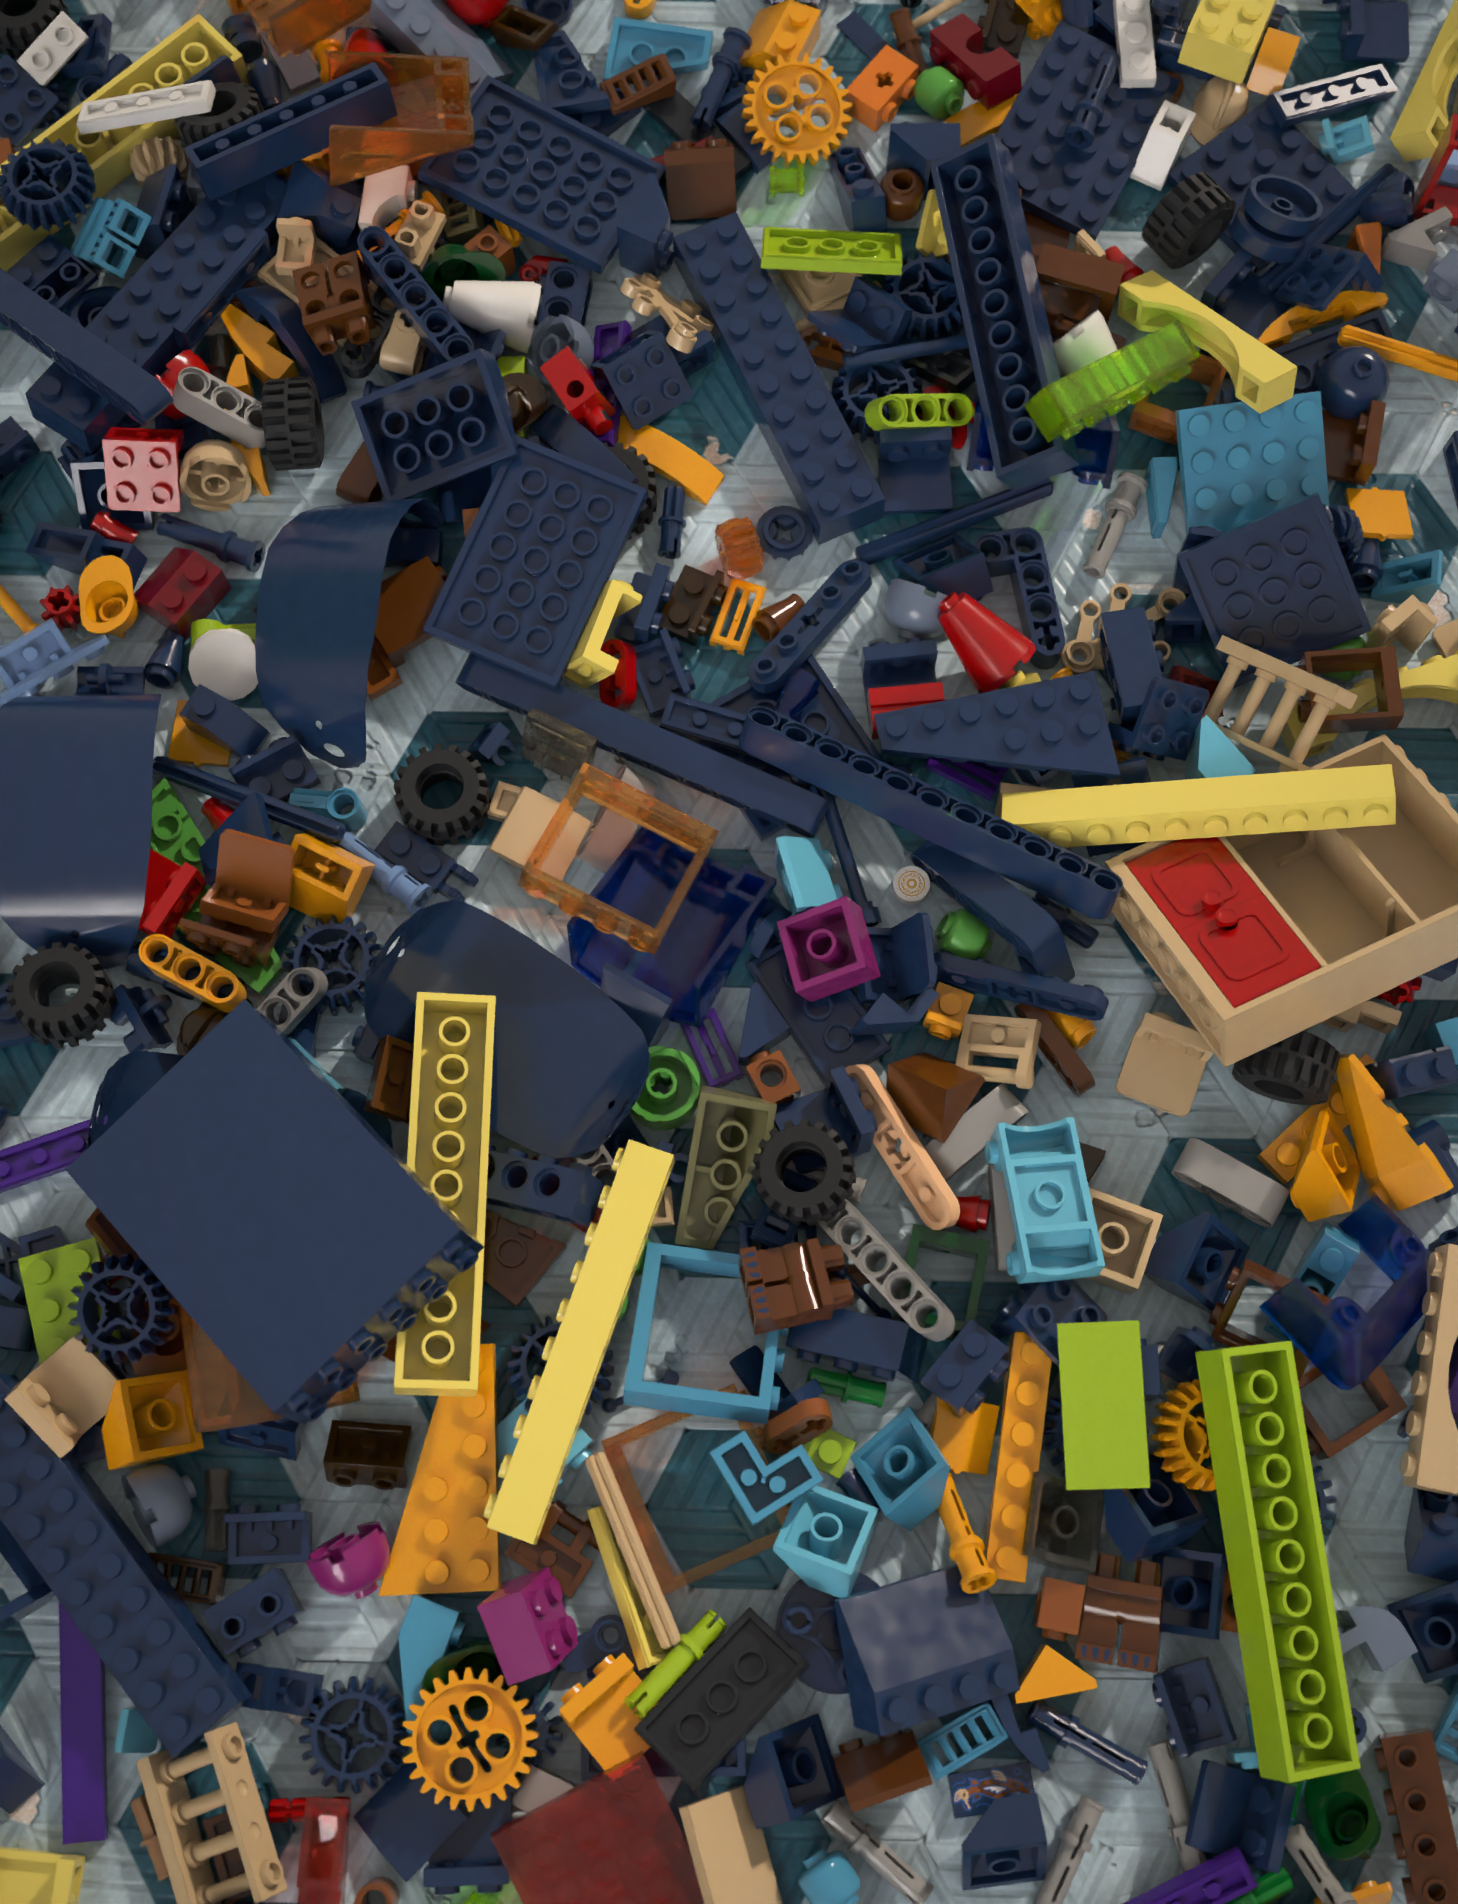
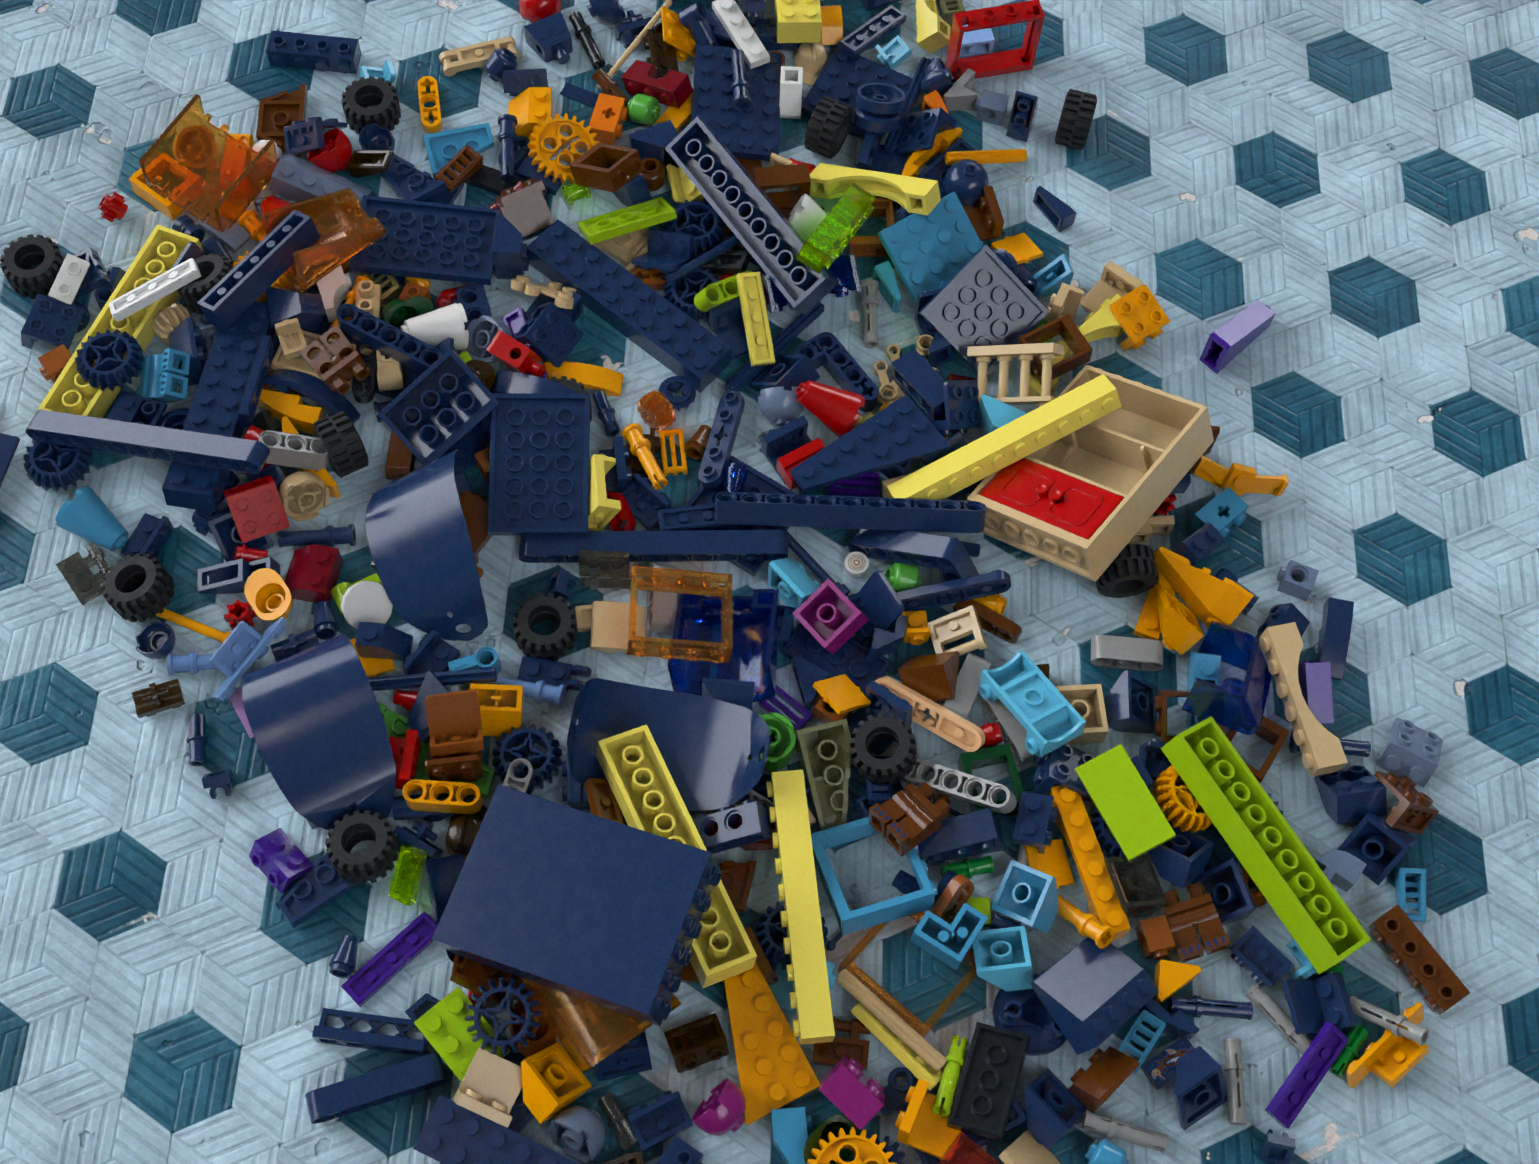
camera: 30 degrees left, 10 degrees down
(113, 1043) = (408, 875): none -> clear neon green slope
(502, 1393) = (762, 960): none -> reddish brown tile
(688, 594) = (641, 448): none -> light orange pin
(791, 1065) = (841, 694): none -> light orange piece
(814, 150) = (591, 170): none -> reddish brown window
(940, 469) = (755, 318): none -> light yellow tile
(1164, 1064) = (1055, 601): tan bracket -> none
(1343, 1815) = (1372, 975): dark green piece -> none

